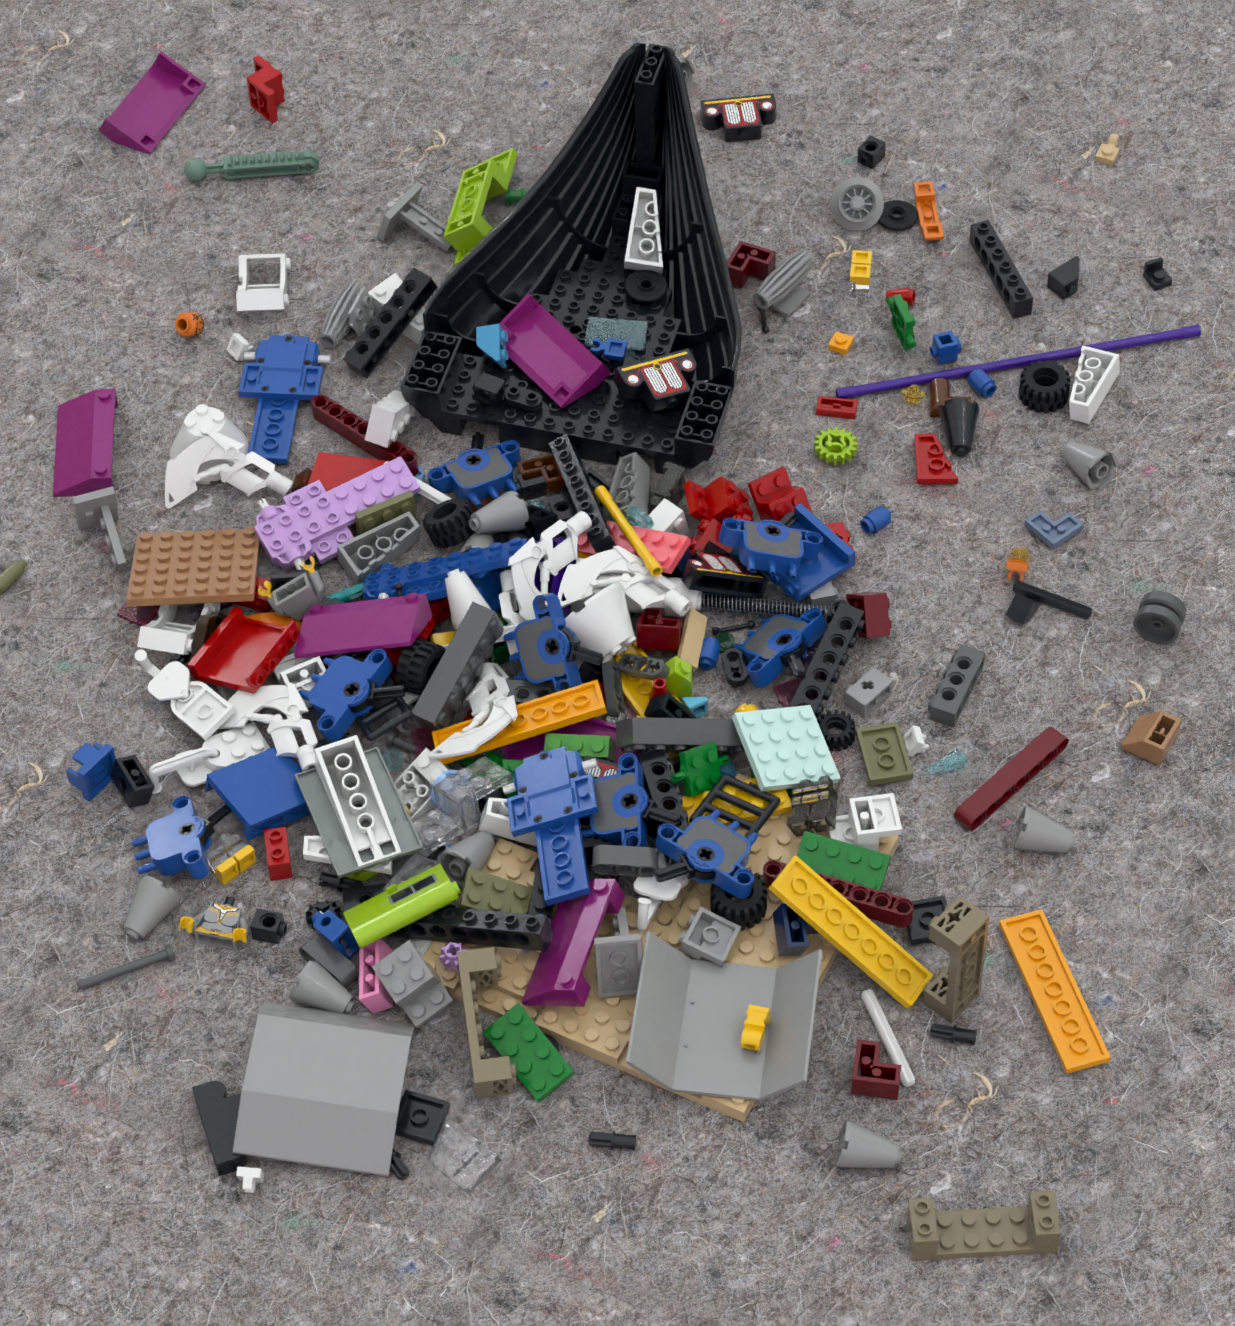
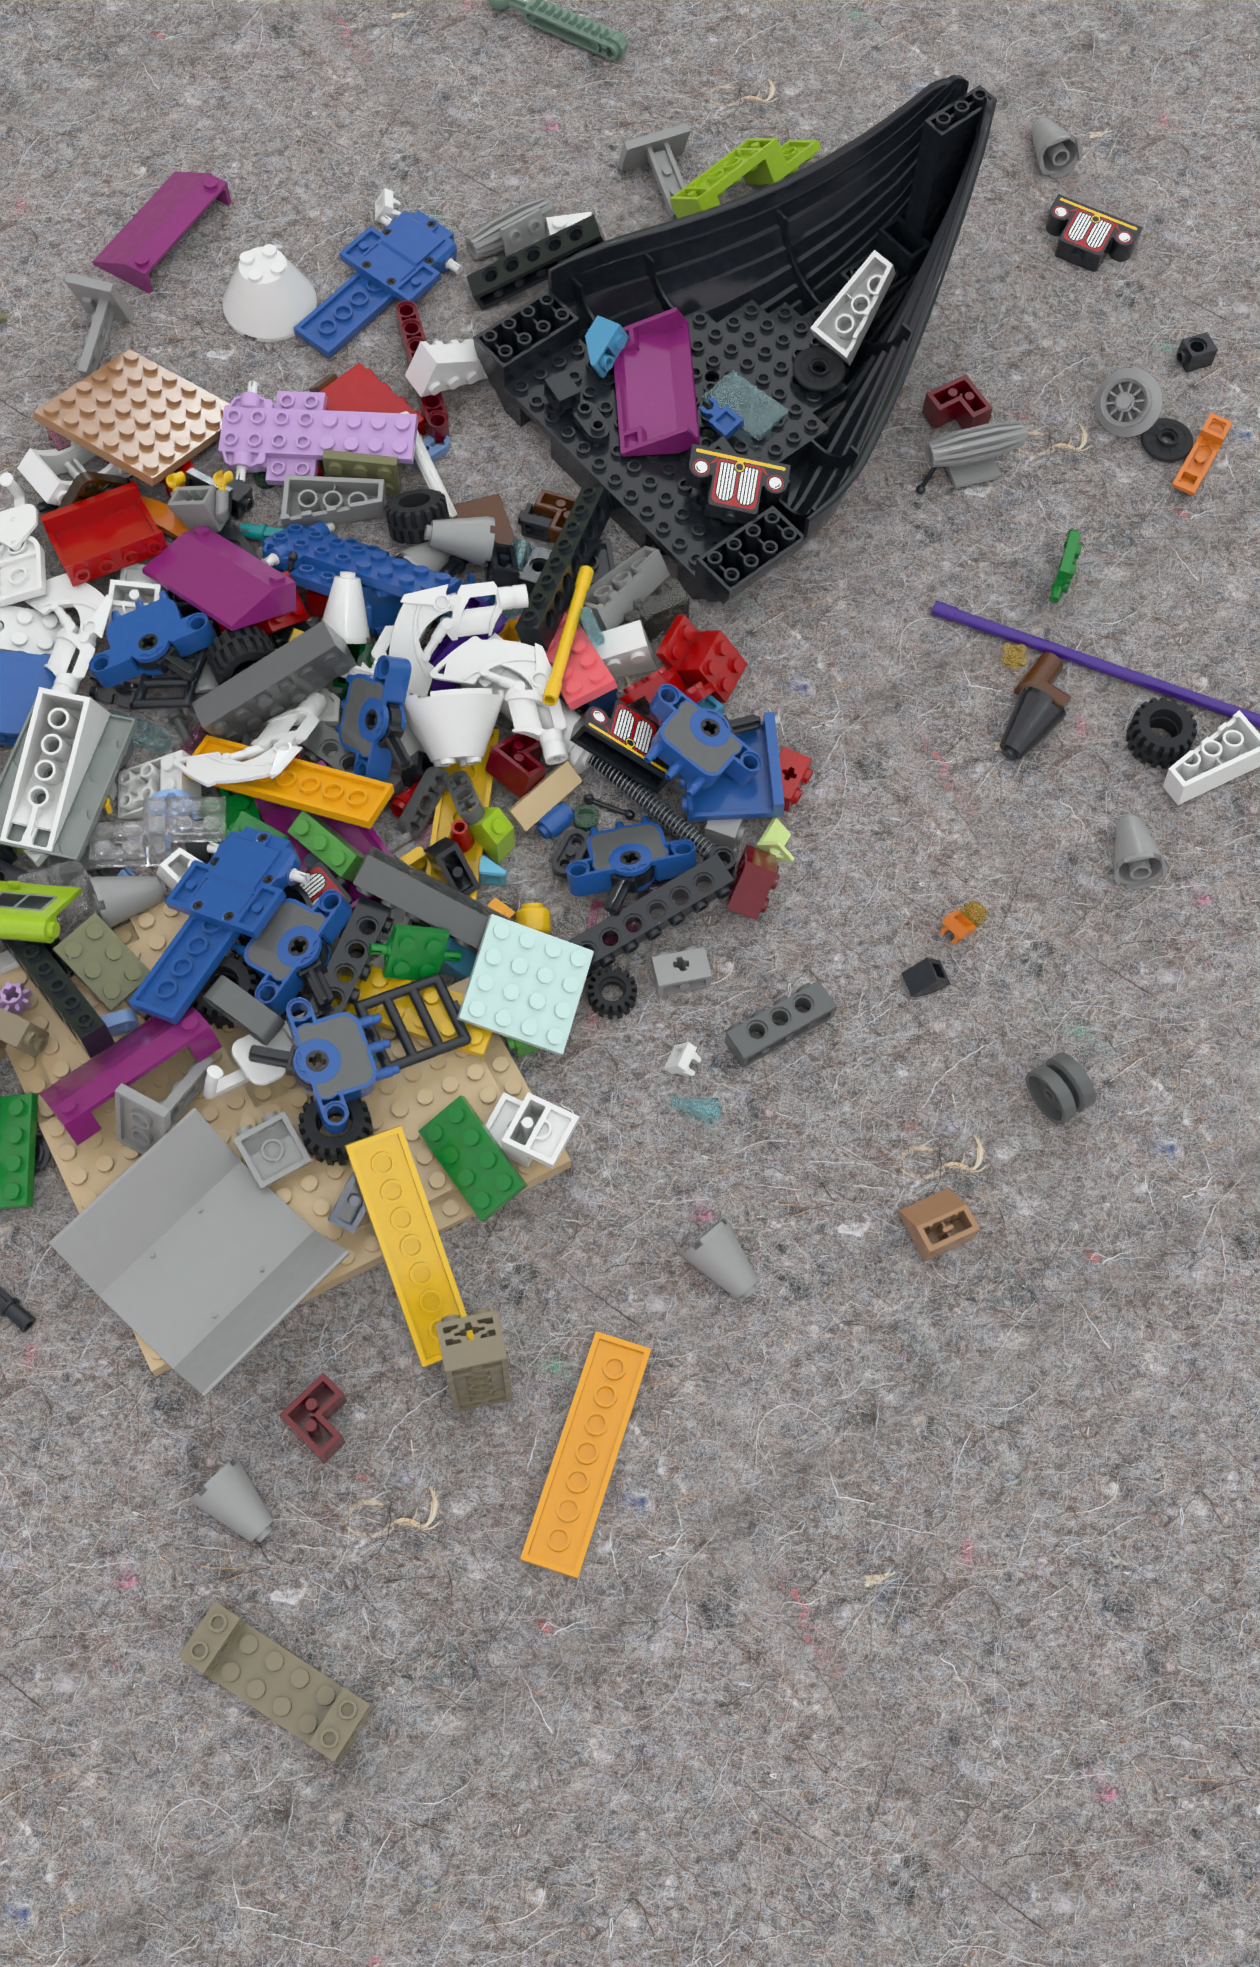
camera: 30 degrees right, 15 degrees up
(183, 470) = (211, 312): white piece -> none
(189, 324) = (357, 155): orange head -> none
(262, 295) = (452, 166): white window -> none
(478, 471) = (497, 476): blue piece -> none
(754, 1027) = (222, 1291): yellow leg -> none
(776, 496) = (768, 688): red bracket -> none
(812, 805) = (498, 1072): clear smoke hips -> none
(835, 407) = (919, 625): red tile -> none
(835, 445) = (881, 663): lime gear -> none
(840, 343) = (986, 551): light orange plate -> none
(858, 583) = (774, 840): none -> yellowish green bracket
(860, 273) = (1066, 483): yellow hips -> none
(869, 897) = (452, 1198): dark red beam -> none
(875, 520) = (853, 777): blue brick -> none
(884, 754) = (639, 1052): olive plate -> none
(887, 1036) = (372, 1385): white axle -> none
(907, 294) = (1095, 537): red cone -> none
(923, 913) = (525, 1277): black plate -> none
(931, 462) = (968, 745): red wing -> none
(945, 347) = (1089, 622): blue brick -> none
(953, 1033) = (442, 1429): black axle -> none
(982, 383) = (1097, 687): blue brick -> none
(1001, 269) = (1226, 567): black brick -> none
(1011, 778) = (748, 1170): dark red beam -> none
(1052, 599) = (968, 987): black axle -> none
(1053, 532) = (1032, 910): sand blue plate -> none

